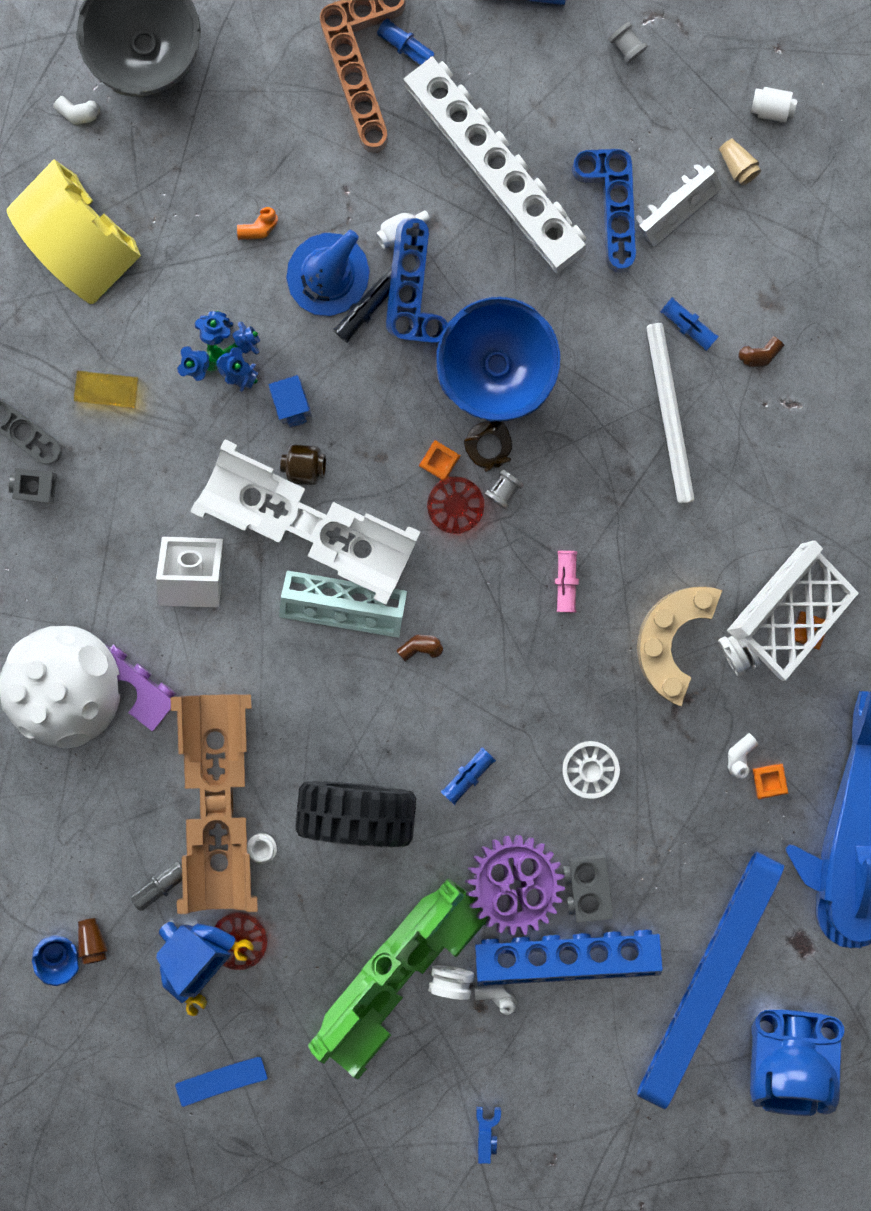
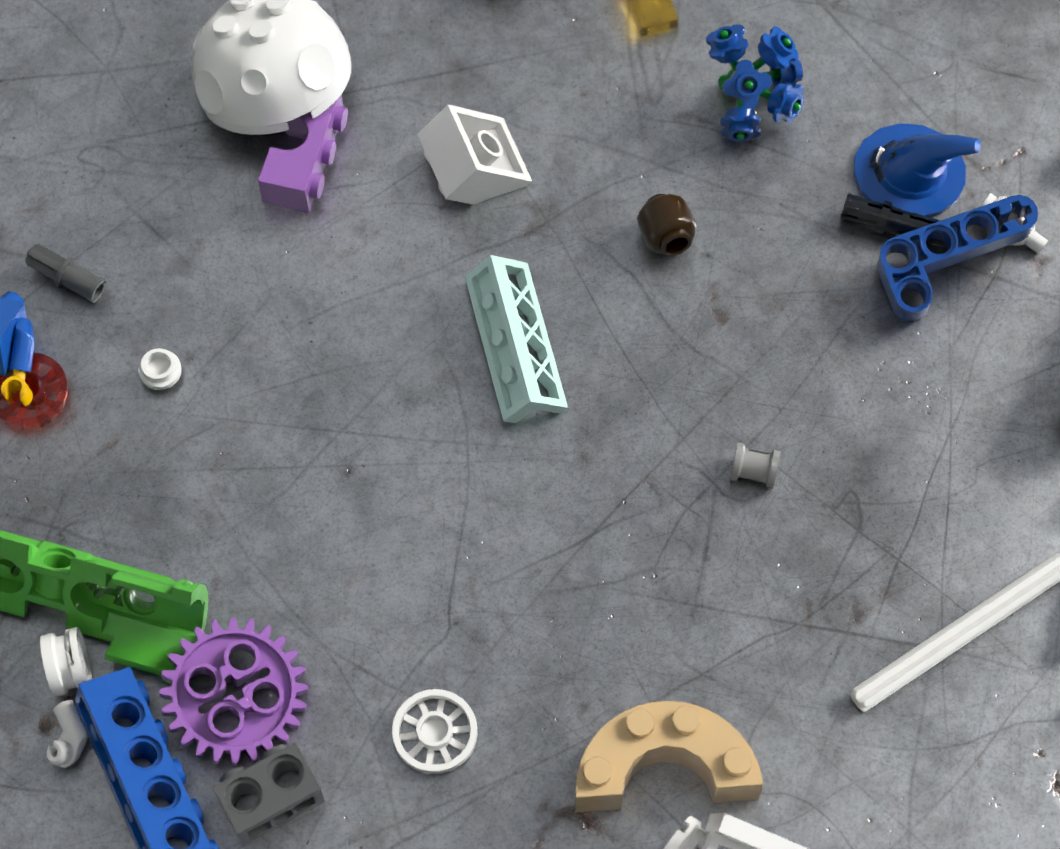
camera: 75 degrees right, 25 degrees down
(201, 883) = (278, 228): medium nougat piece -> none
(238, 473) = (620, 165): white piece -> none
(261, 228) = (924, 79): orange arm -> none
(290, 401) = (738, 172): blue brick -> none
(355, 814) = (249, 431): black tyre -> none
(423, 644) = (507, 450): reddish brown arm -> none
(439, 460) = (751, 380): orange tile -> none
(455, 505) = (705, 416): clear red wheel -> none
(468, 776) = (358, 575): blue pin -> none
(484, 428) = (826, 419): dark brown piece -> none
(498, 359) = (917, 367): blue rock -> none
(566, 582) = (674, 592): bright pink pin -> none

